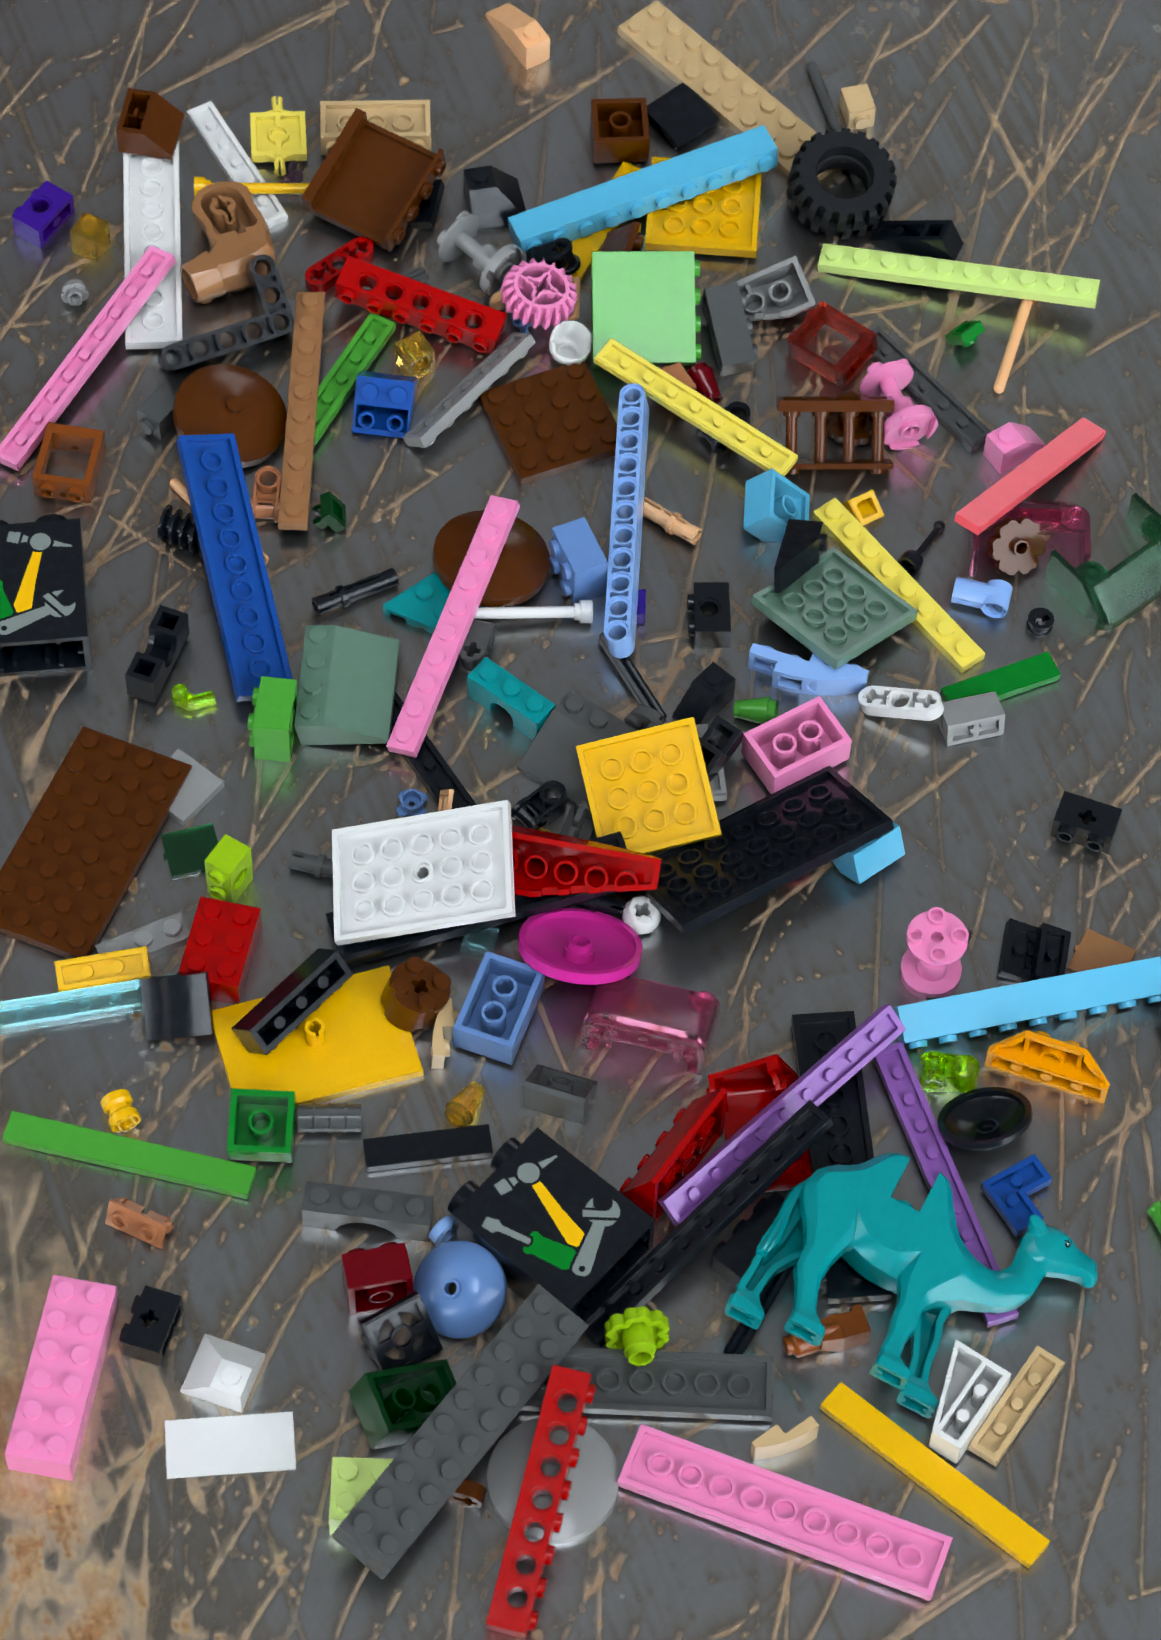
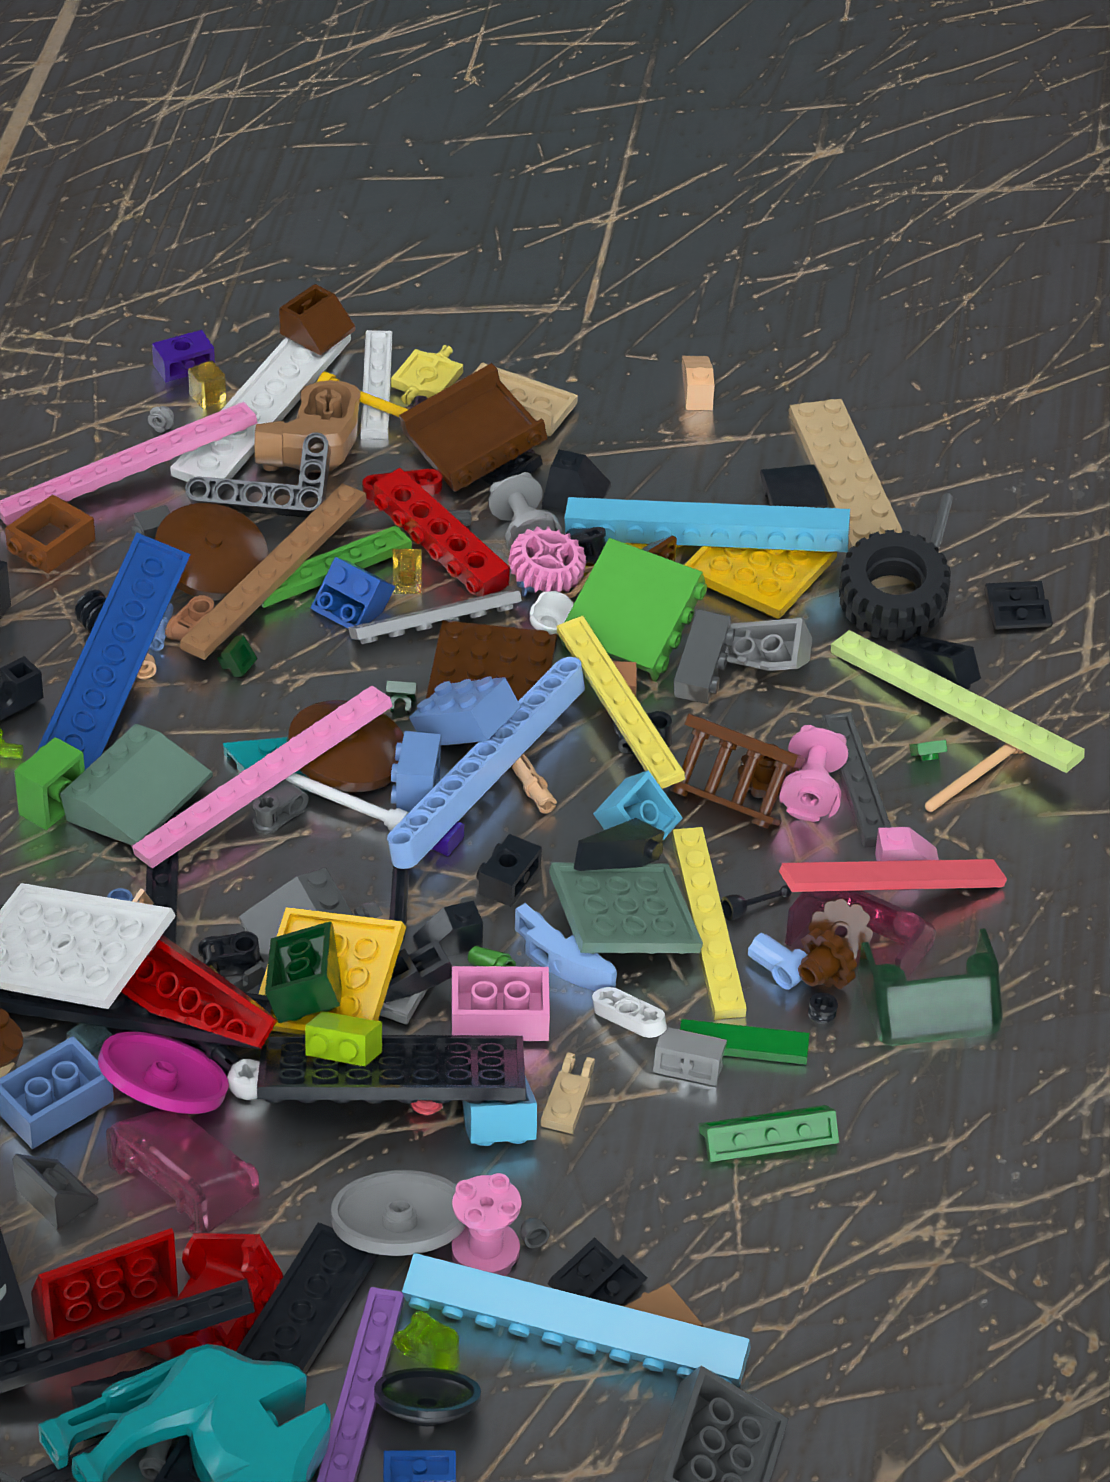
camera: 30 degrees right, 15 degrees down
(344, 595) = (198, 722): black pin -> none
(493, 685) = (269, 849): teal arch -> none
(499, 483) = (403, 692): none -> tile
(578, 481) = (466, 710): none -> medium blue brick
(619, 130) = (725, 474): reddish brown brick -> none
(634, 798) = (303, 973): none -> dark green slope
(705, 381) = (652, 690): dark red cone -> none
(708, 844) = (343, 1038): none -> lime brick
(814, 1085) = (266, 1284): medium lavender plate -> none
(851, 362) = (791, 682): clear red window -> none
(851, 974) = (396, 1213): none -> light grey dish
(857, 106) = (962, 540): tan brick -> none
(864, 507) = (725, 847): yellow slope -> none
(899, 799) = (567, 1096): none -> tan hinge
(941, 153) = (1018, 605): none -> black slope
(1026, 579) = (826, 960): none -> reddish brown plant
(1050, 1063) = (531, 1376): light orange wedge -> none
(1076, 756) = (770, 1133): none -> fence
(1086, 822) = (734, 1189): black brick -> none

